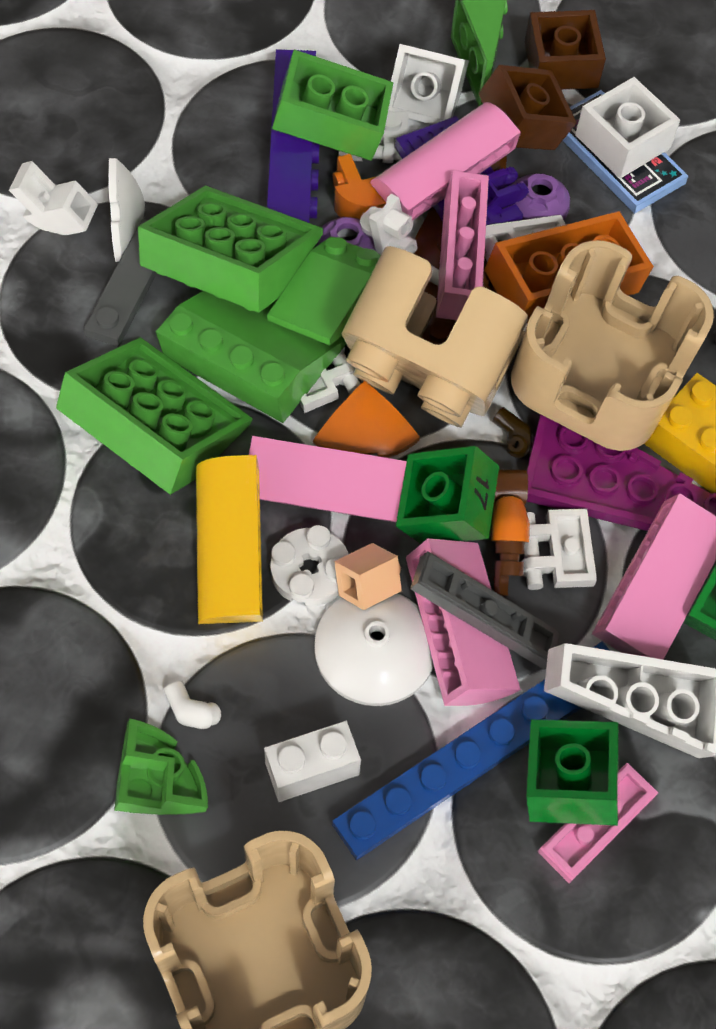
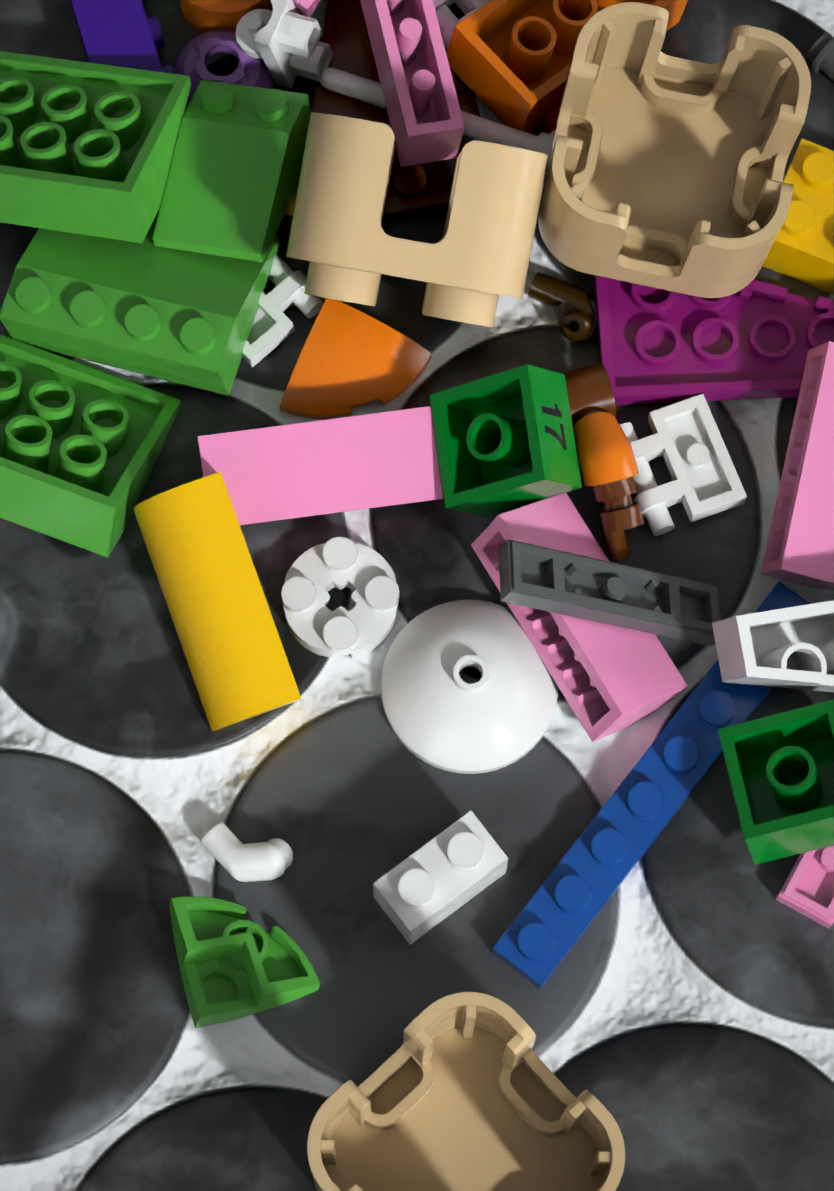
camera: 15 degrees left, 10 degrees up
(368, 576) = (430, 592): light nougat brick -> none

